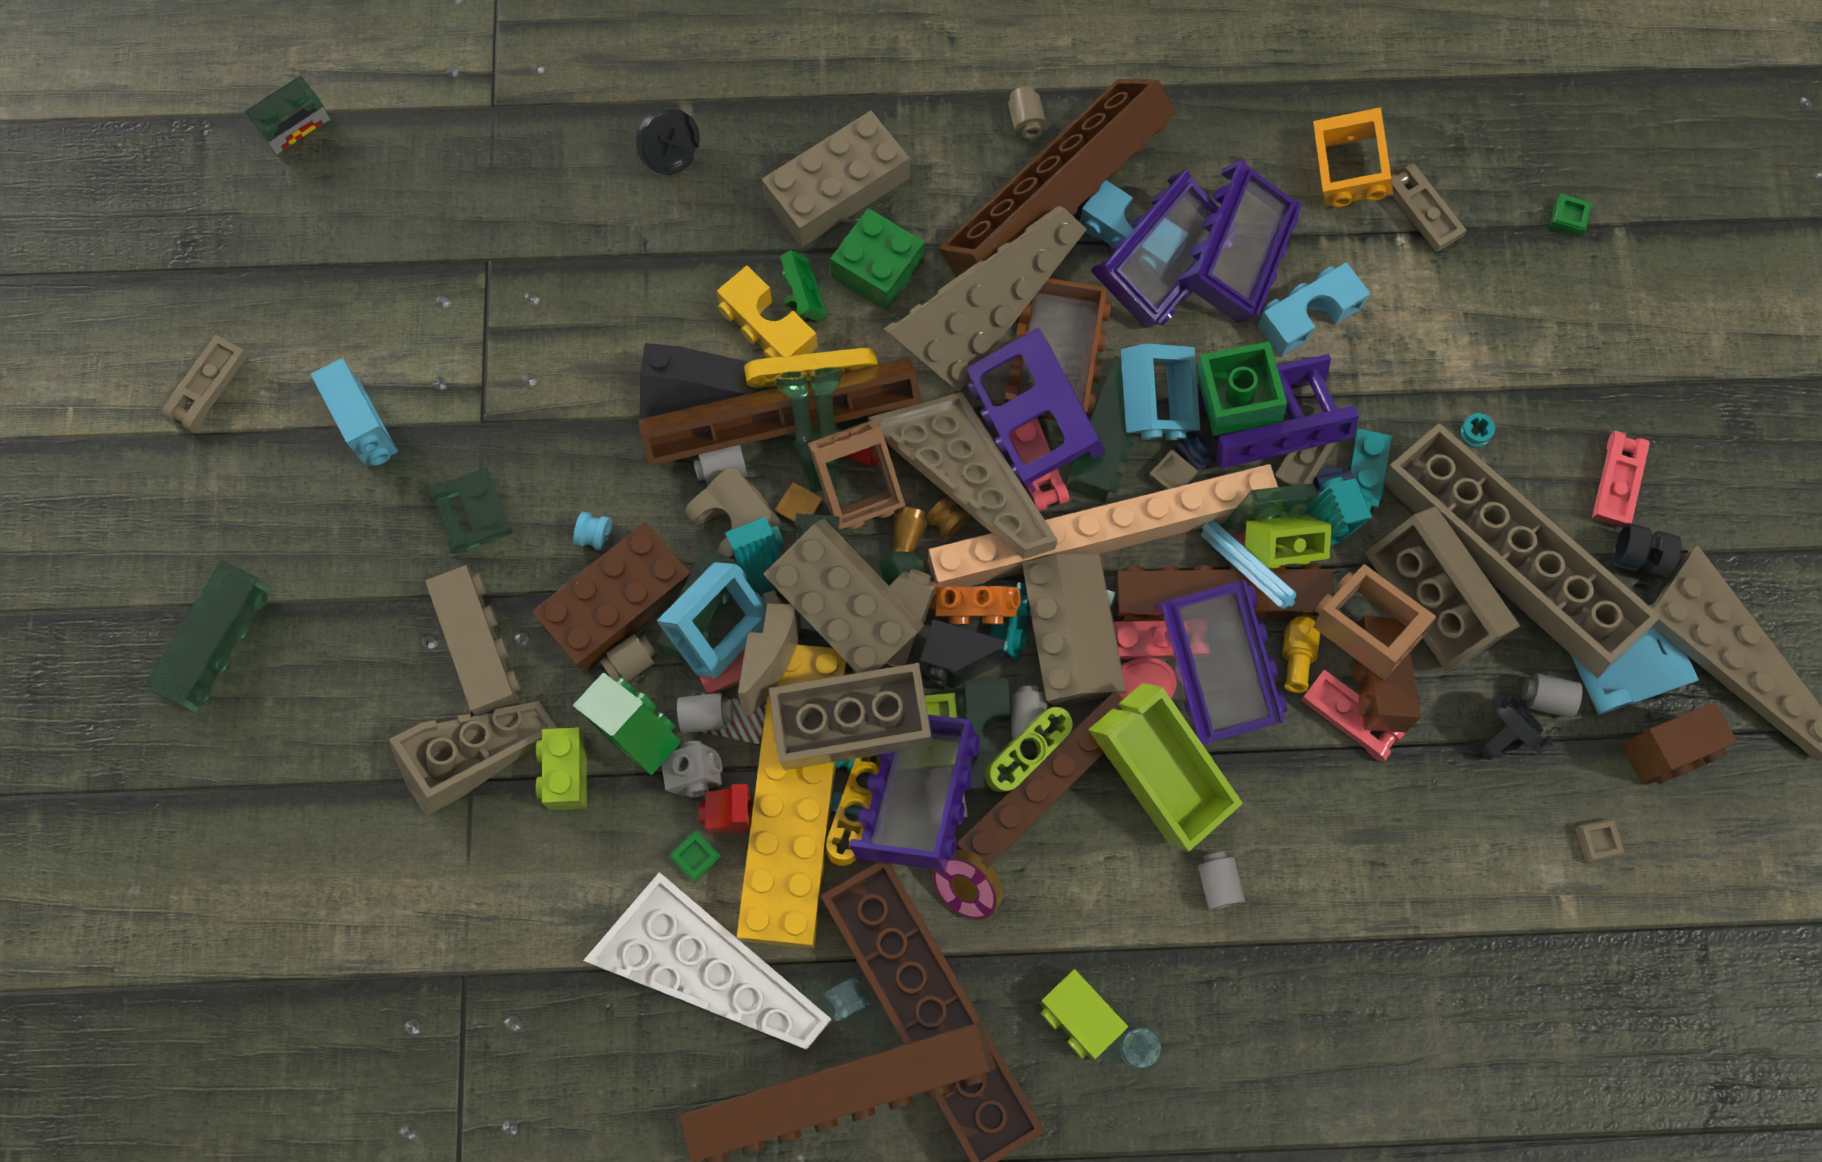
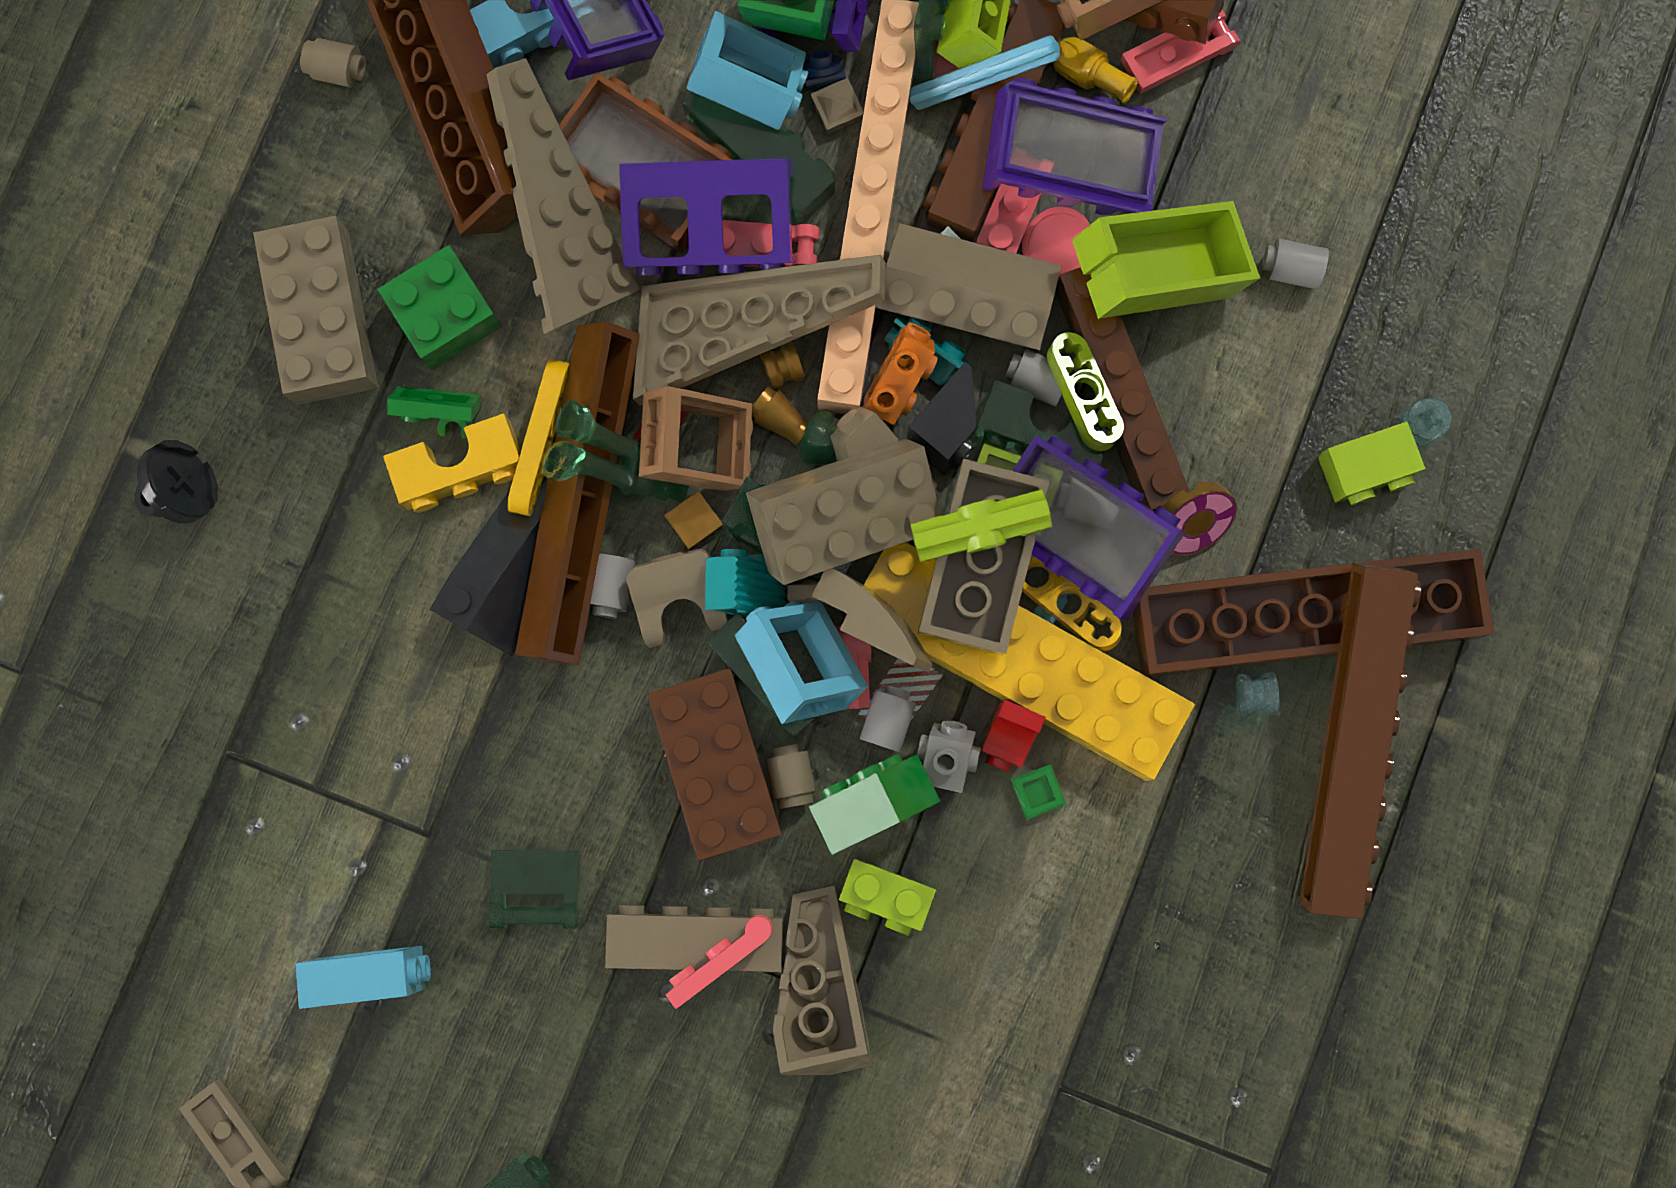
camera: 65 degrees left, 10 degrees up
(461, 658) = (721, 958): none -> coral plate
(592, 531) = (624, 759): medium azure wheel -> none
(690, 956) = (1147, 836): white wing -> none
(868, 695) = (981, 525): none -> lime piece

